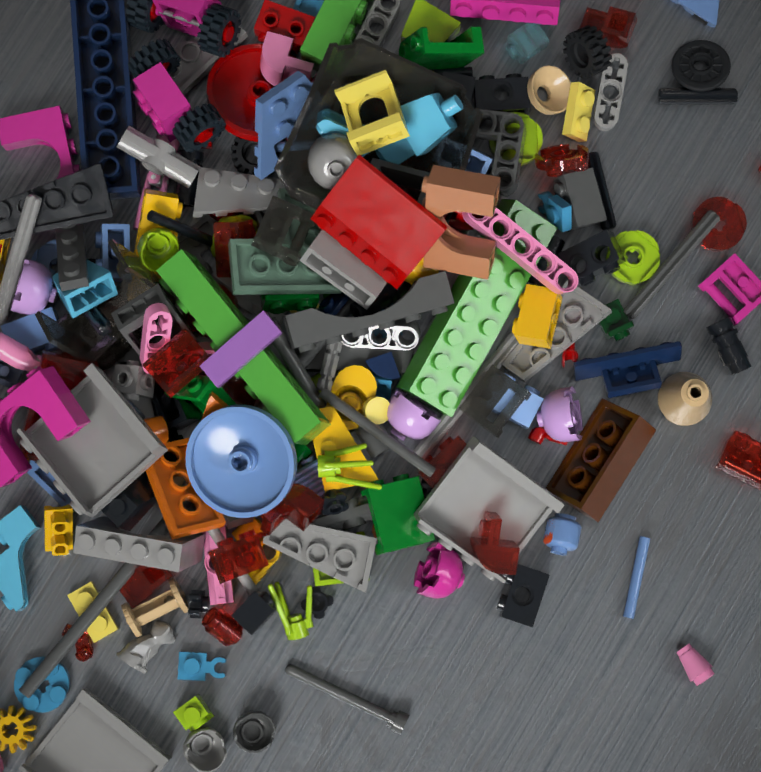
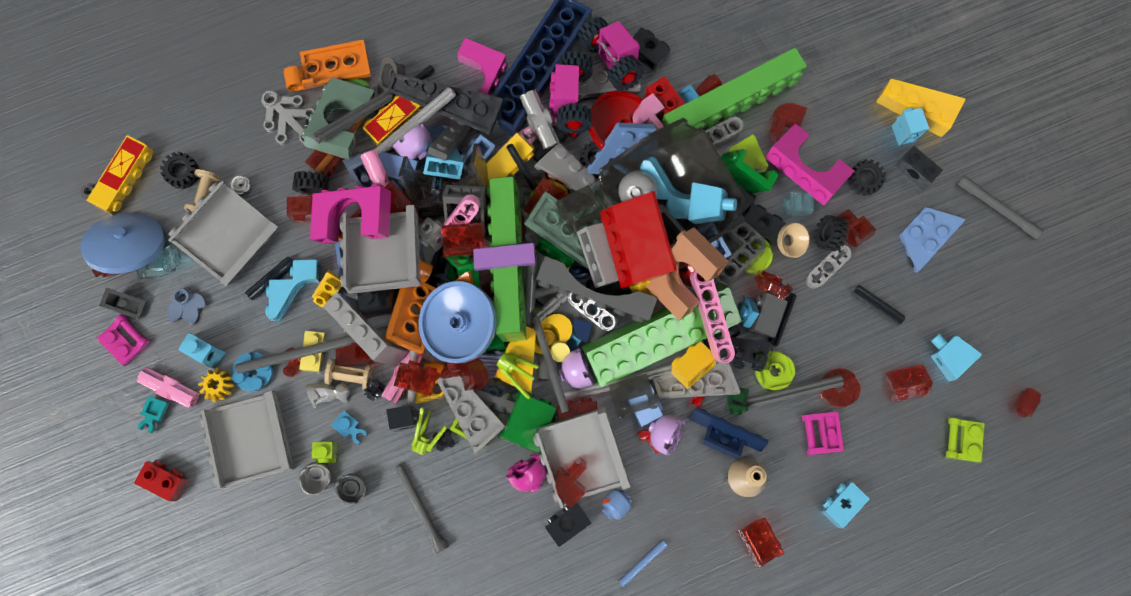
camera: 30 degrees right, 5 degrees down
(157, 247) = (500, 166): lime hair -> none
(222, 626) = (378, 413): clear red brick -> none
(378, 133) = (677, 189): light yellow panel -> none
(578, 111) = (801, 264): light yellow plate -> none
(601, 459) = (671, 476): reddish brown slope -> none
(701, 80) = (900, 281): black wheel -> none
(730, 348) = (796, 466): black axle -> none

